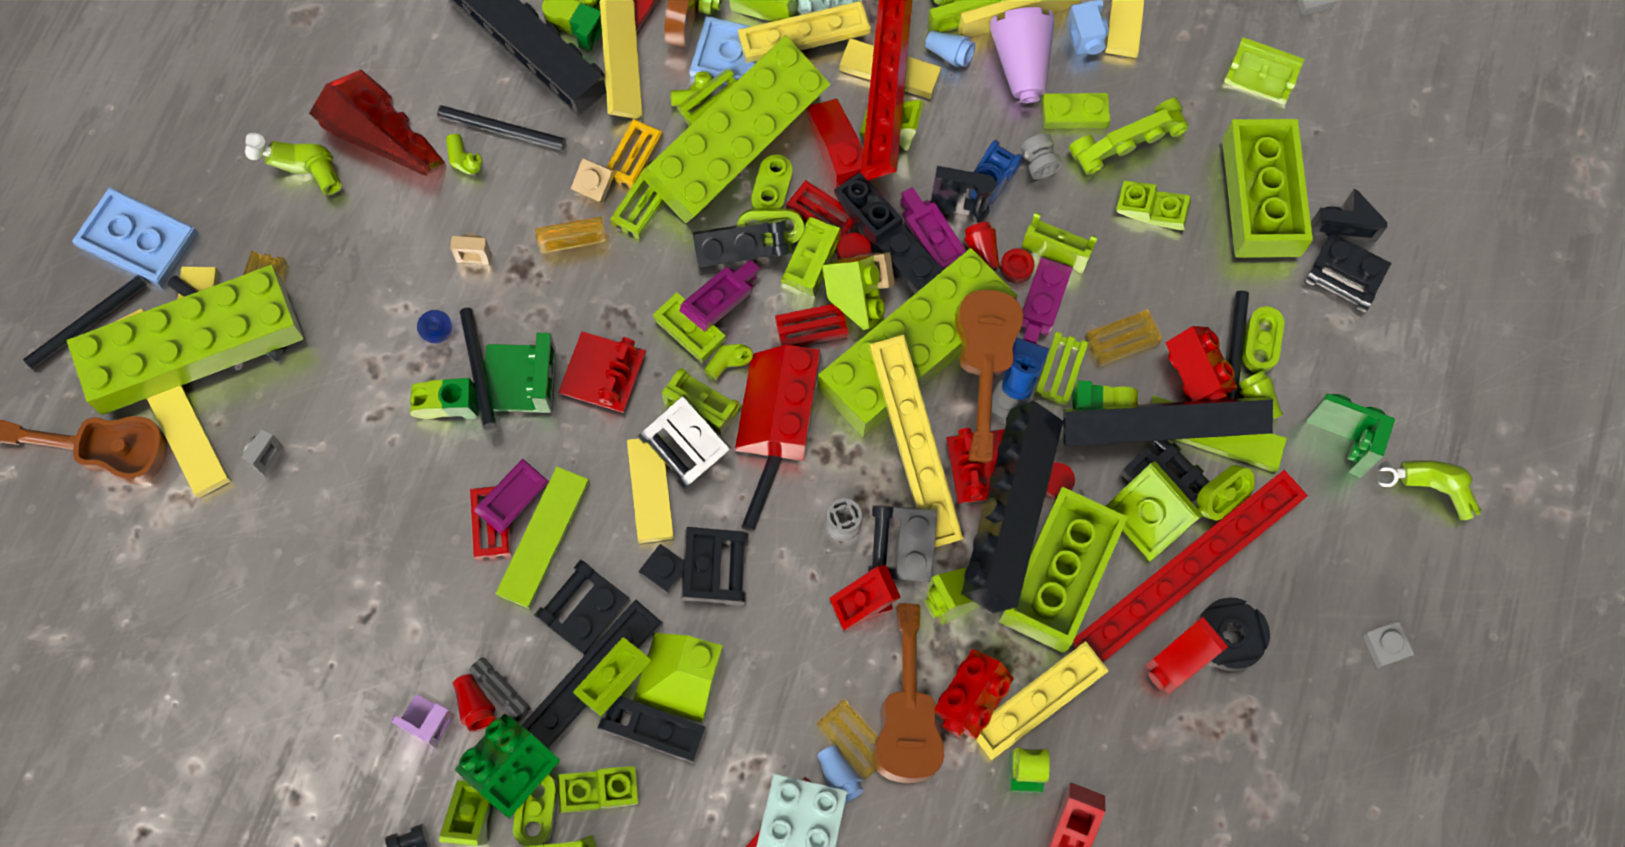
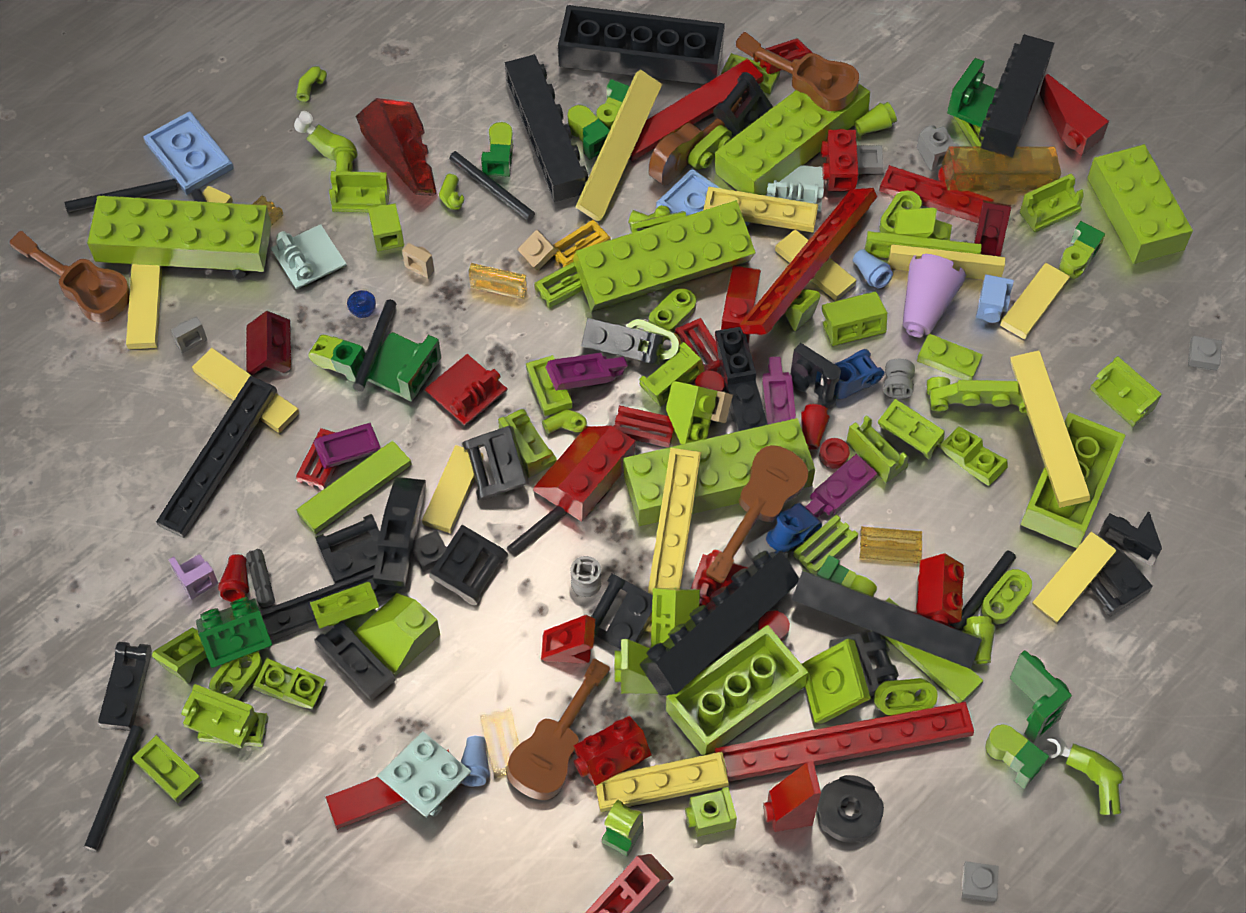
camera: 30 degrees right, 10 degrees down
(225, 94) = (305, 83): none -> lime arm
(342, 298) = (307, 255): none -> light aqua hinge
(356, 420) = (268, 343): none -> dark red panel
(360, 199) = (358, 191): none -> lime hinge
(360, 484) = (231, 378): none -> light yellow tile
(373, 576) = (216, 456): none -> black tile
(413, 227) = (386, 227): none -> lime brick
(486, 75) = (499, 159): none -> green leg
(623, 565) = (398, 531): none -> black slope
(958, 521) = (671, 609): none -> lime hinge
(962, 110) = (854, 318): none -> lime hinge
(1083, 204) = (912, 428): none -> lime hinge
(1117, 699) = (721, 820): none -> lime brick
(1225, 146) = (1049, 429): none -> light yellow tile
(1318, 289) = (1074, 577): none -> light yellow tile
(1358, 498) = (1017, 752): none -> leg

